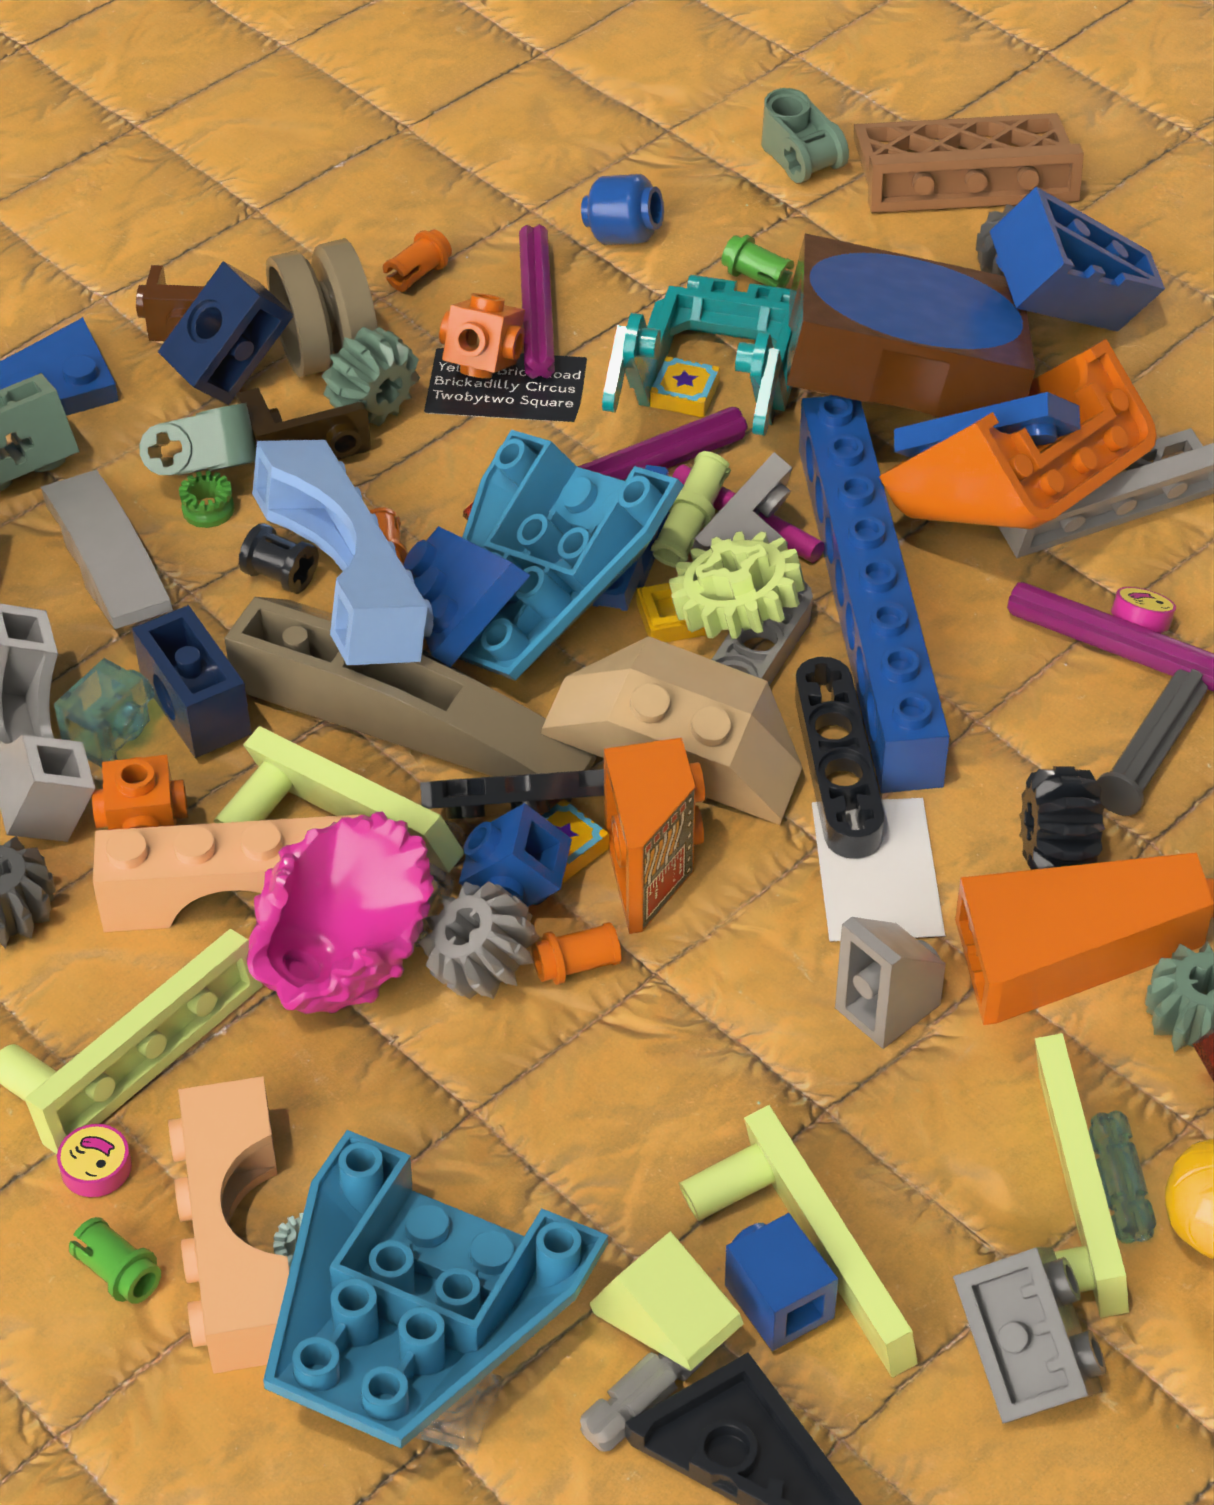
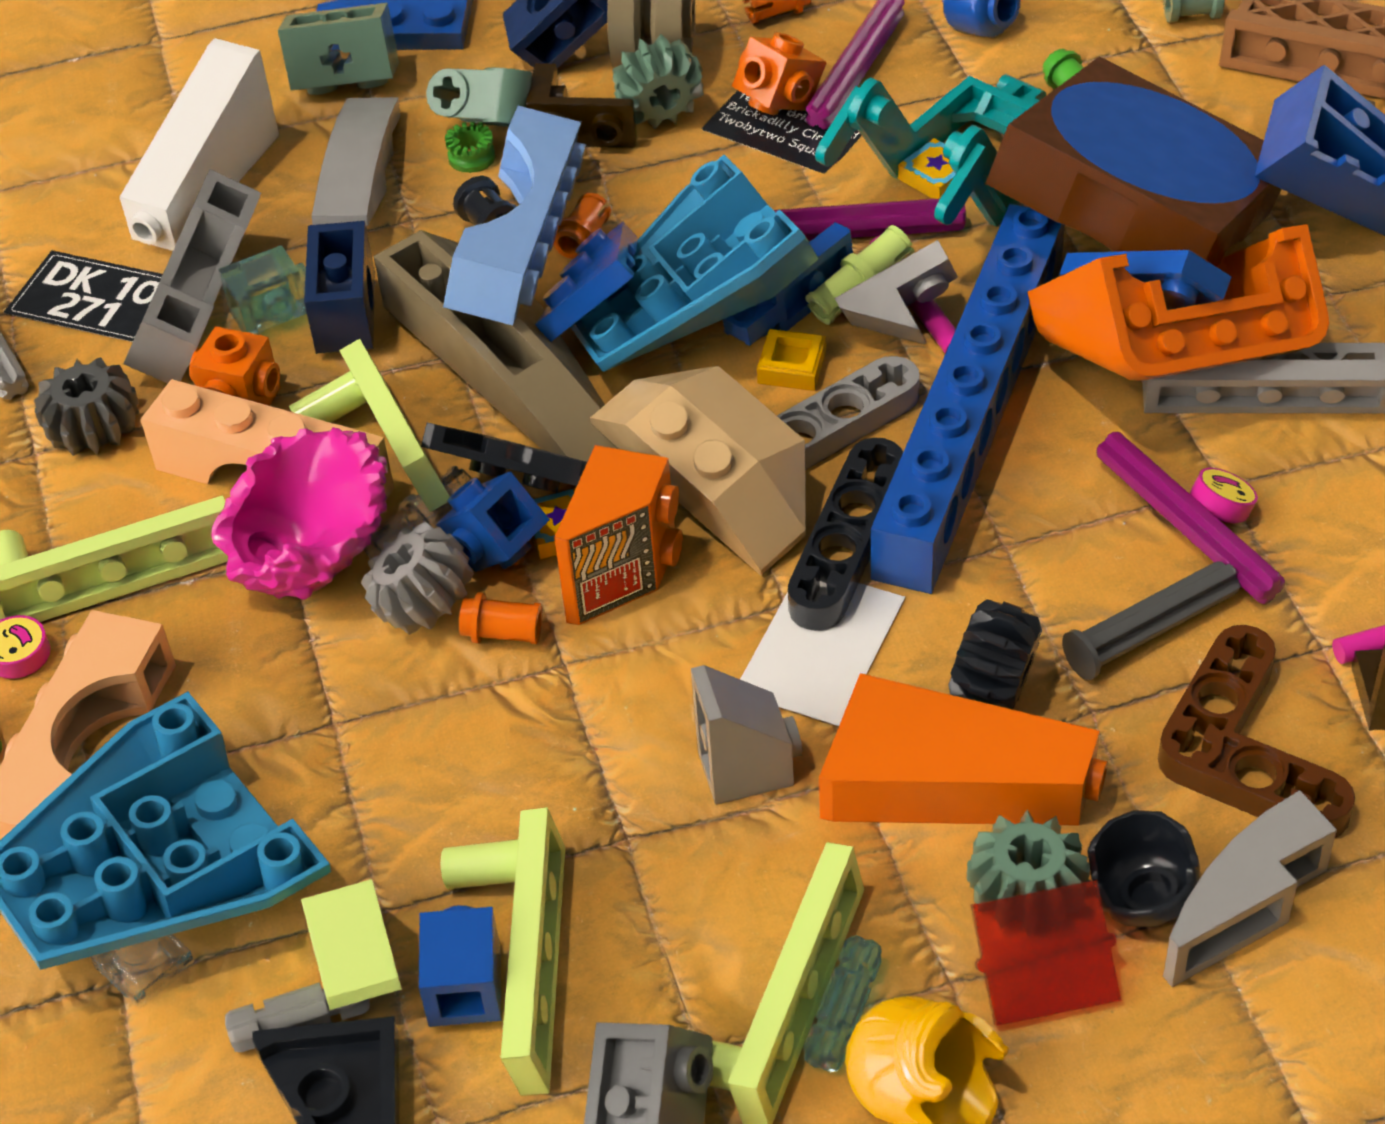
camera: 30 degrees right, 0 degrees up
(737, 585) = (842, 349): yellowish green gear -> none

